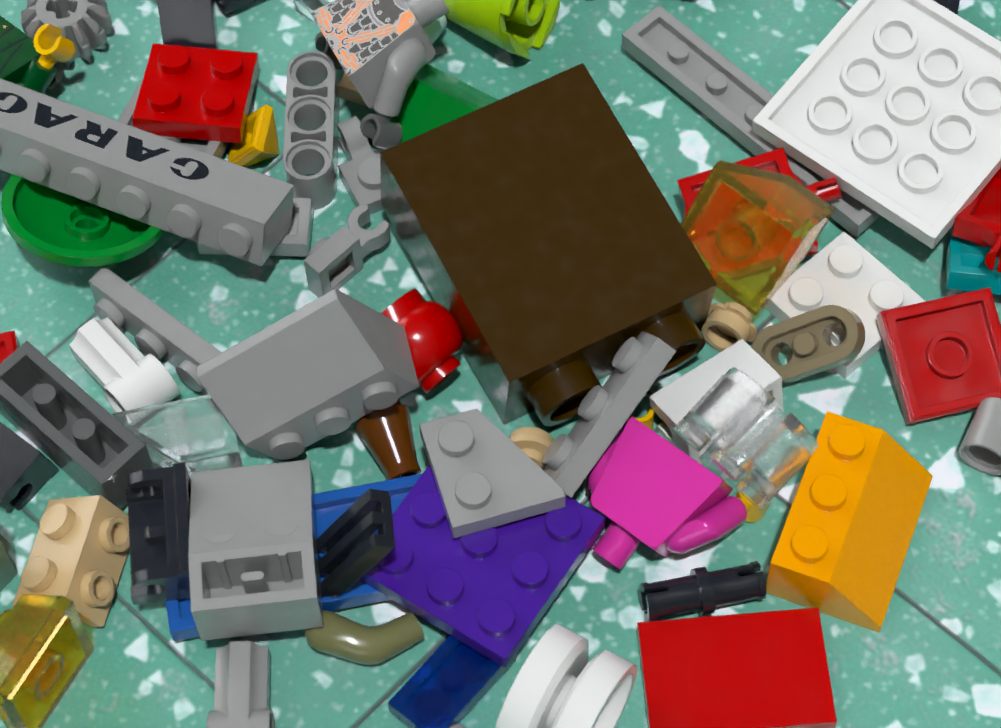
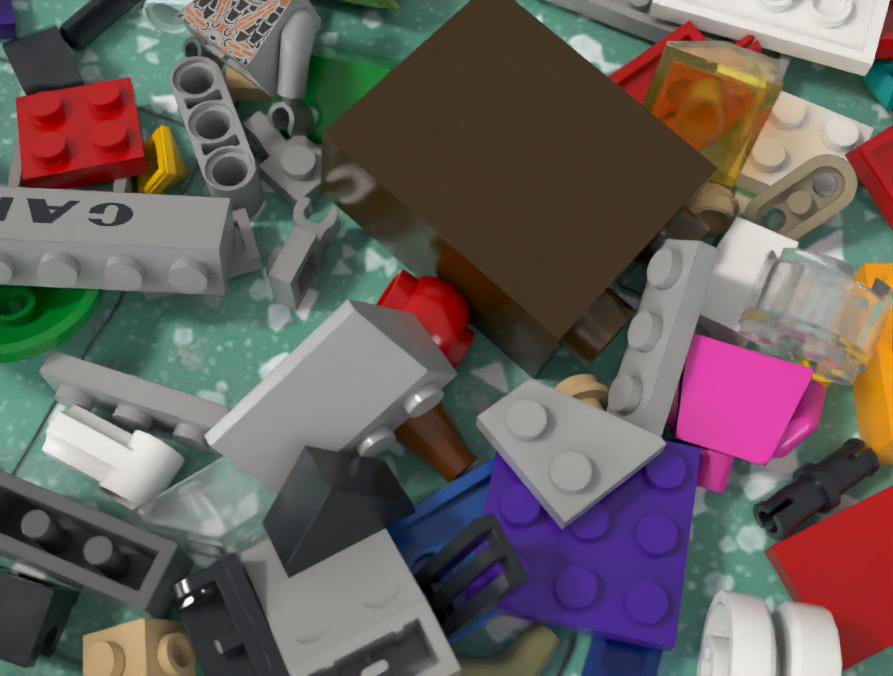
camera: 25 degrees left, 5 degrees up
(276, 455) = (331, 505): none -> black slope

